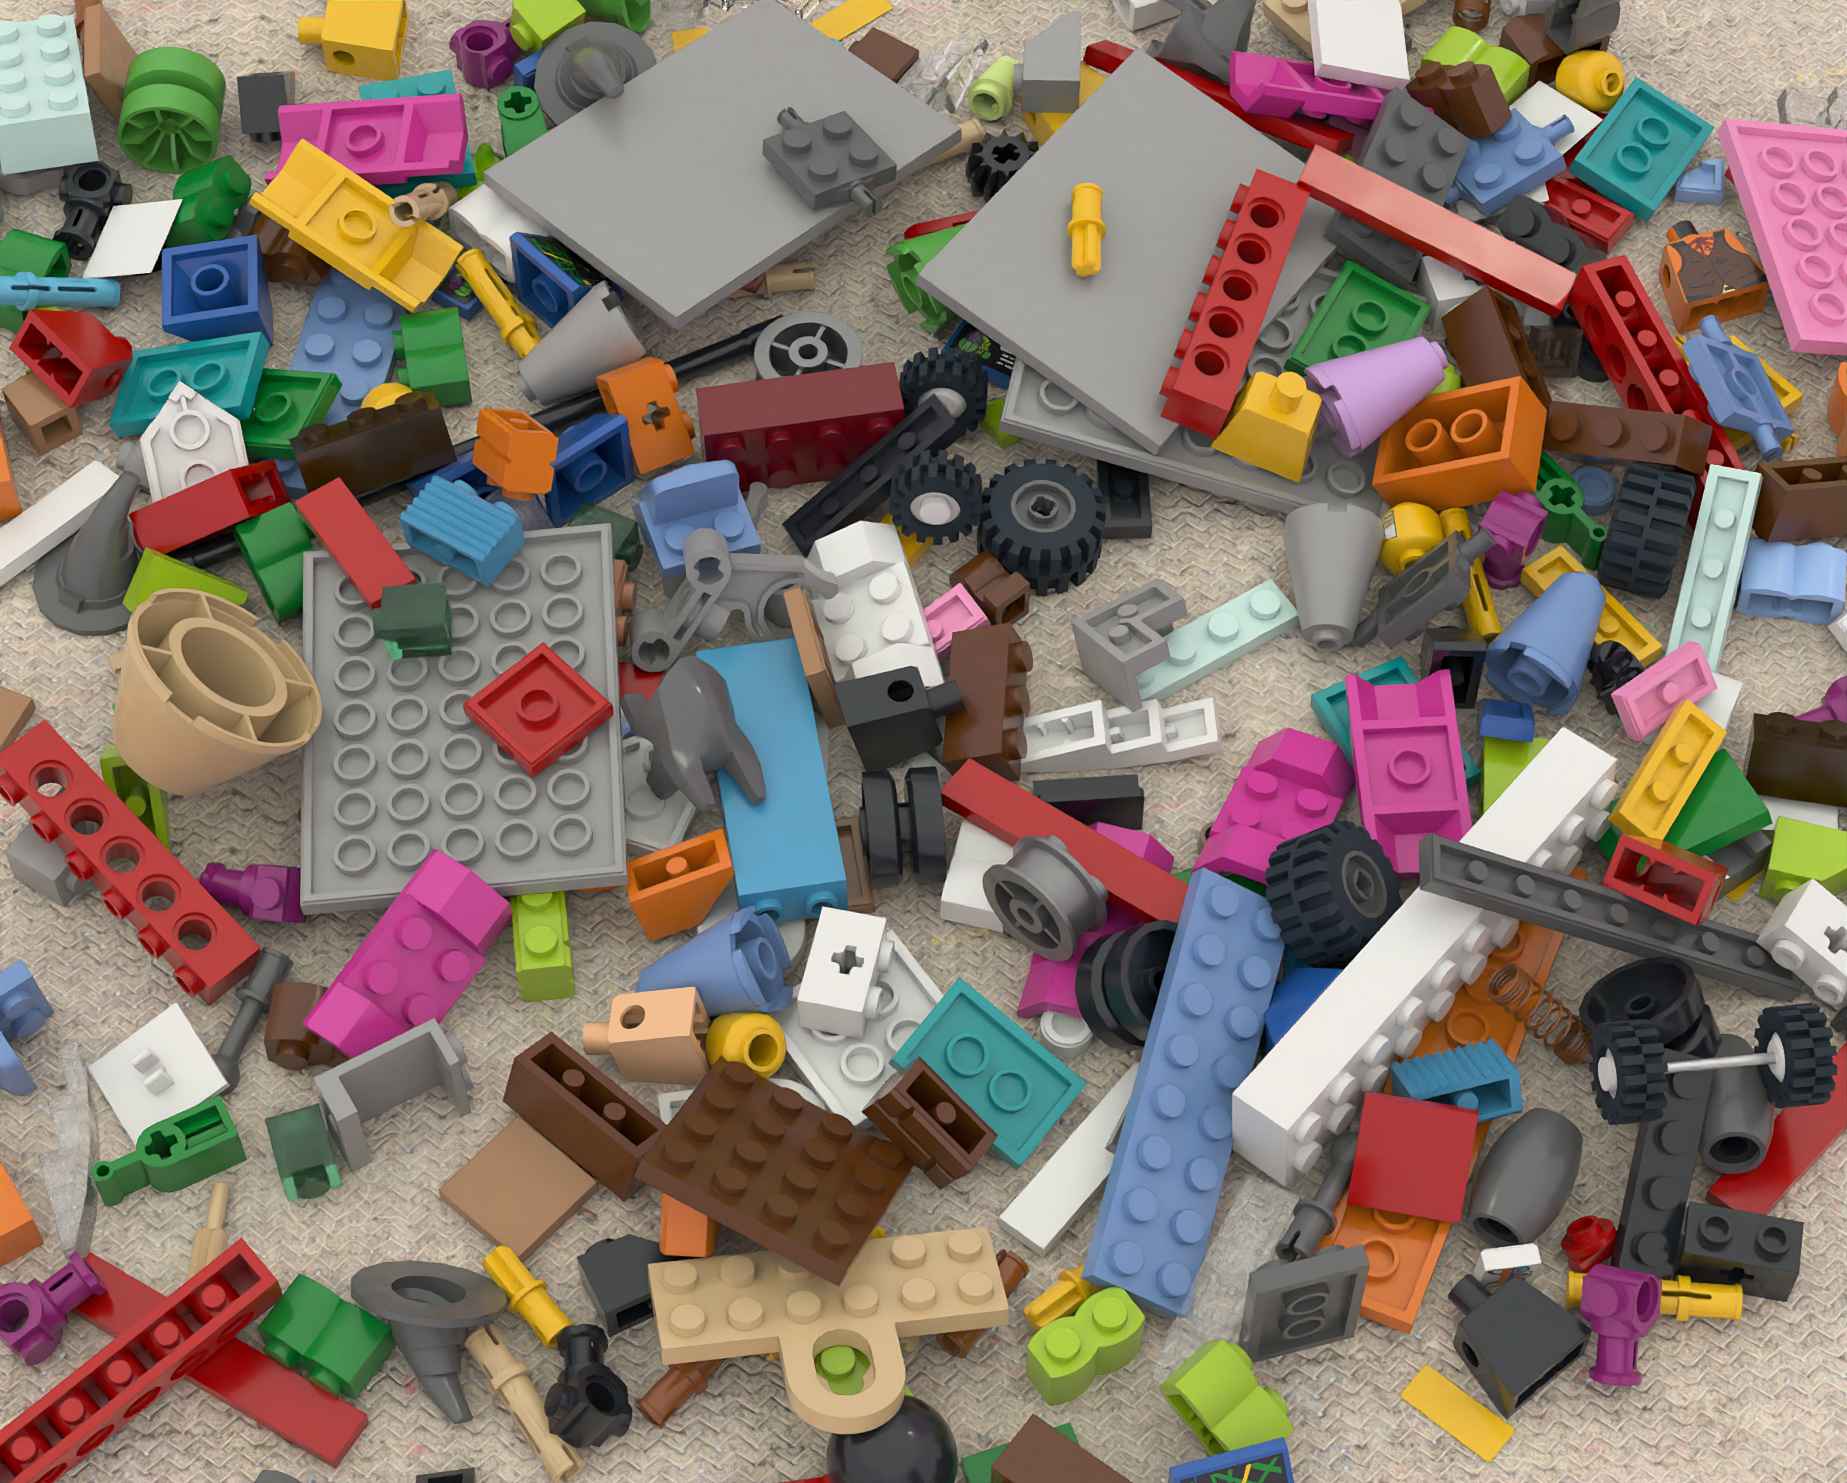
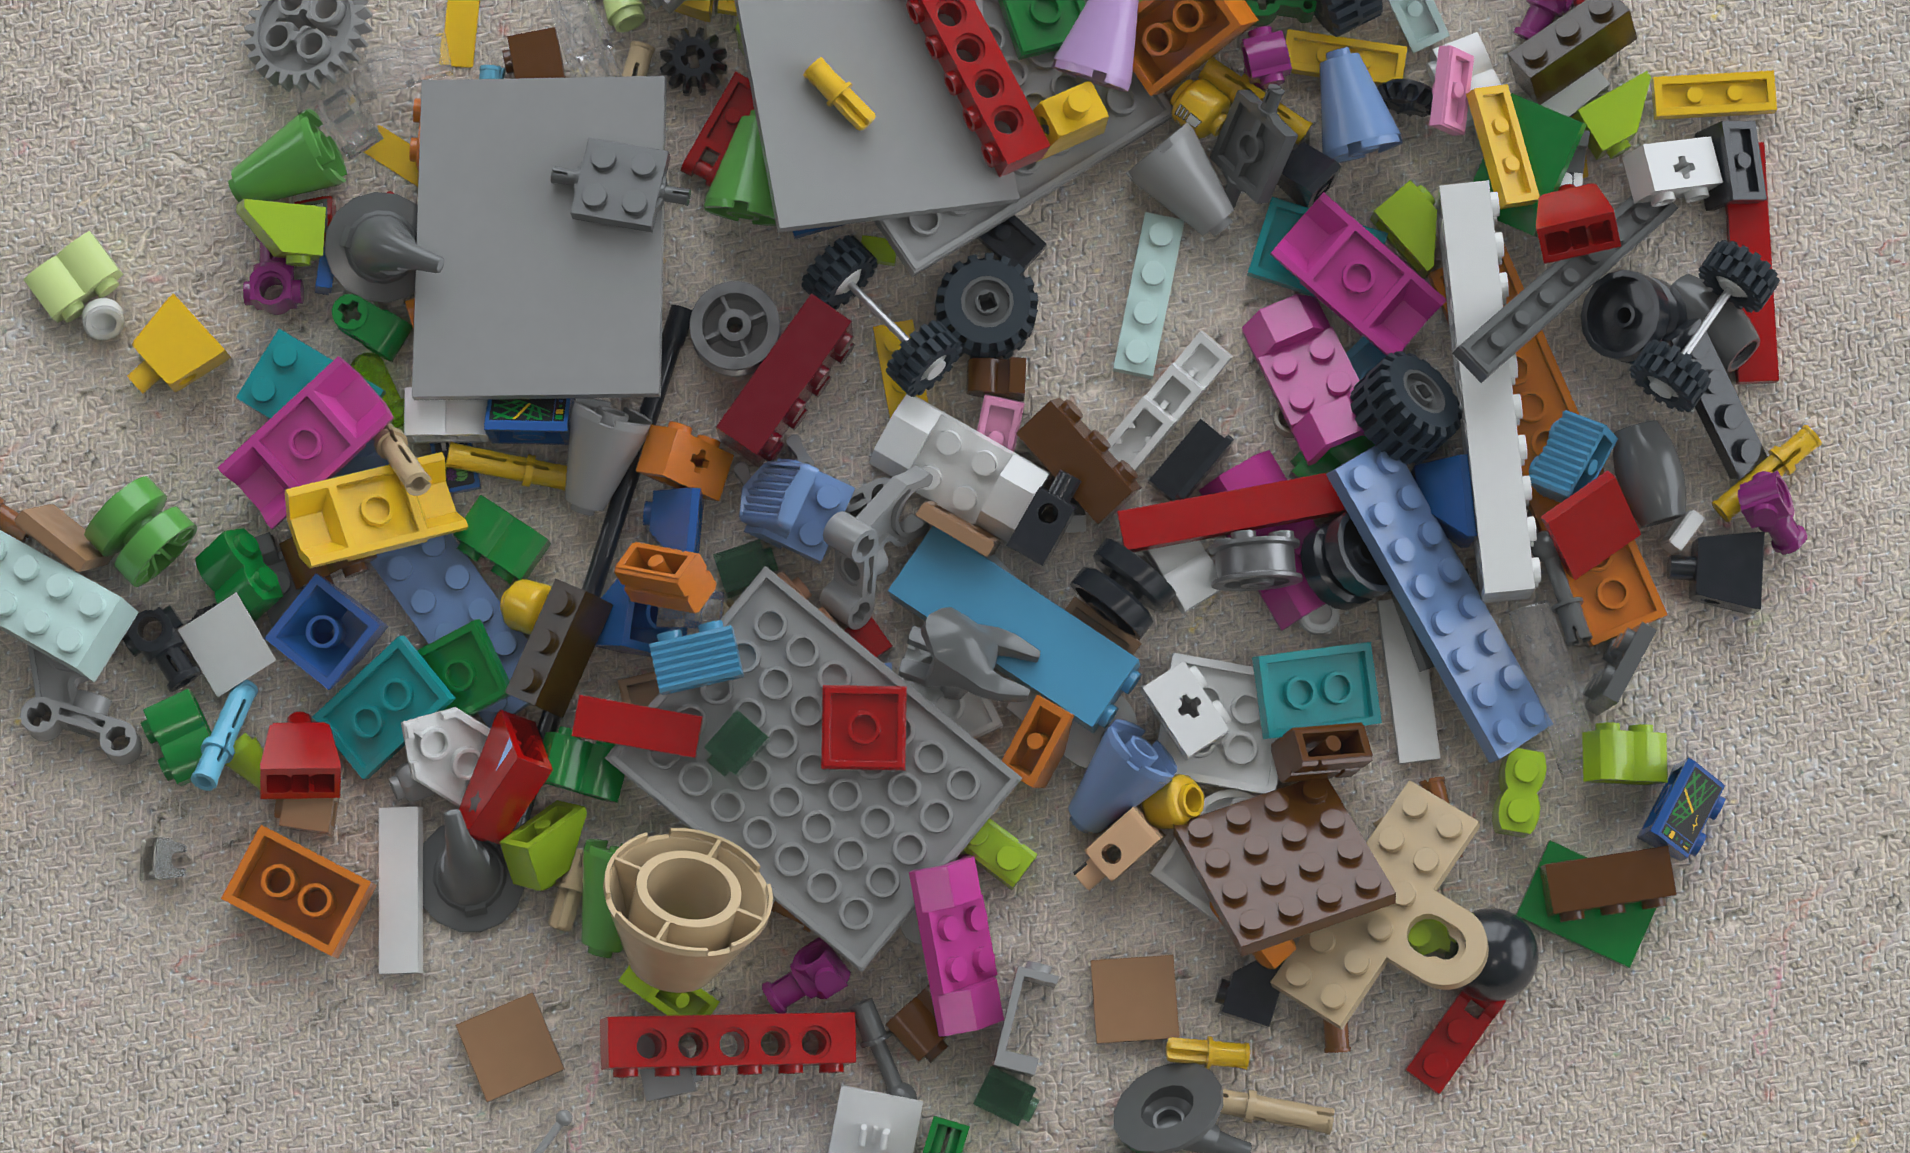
camera: 50 degrees left, 25 degrees up
(259, 102) = (177, 458): black slope -> none
(582, 1112) = (1136, 927): reddish brown brick -> none
(588, 1397) = (1303, 1075): black connector -> none
(868, 479) = (866, 375): black plate -> none
(1060, 1299) = (1478, 774): yellow axle -> none
(1128, 638) = (1112, 347): light grey panel -> none
(1457, 1413) = (1726, 635): yellow sticker -> none
(1505, 720) = (1373, 187): blue tile -> none
(1510, 971) = (1554, 361): dark orange piece -> none
(1588, 1242) = (1706, 473): red plate -> none
(1741, 1249) = (1791, 405): black brick -> none

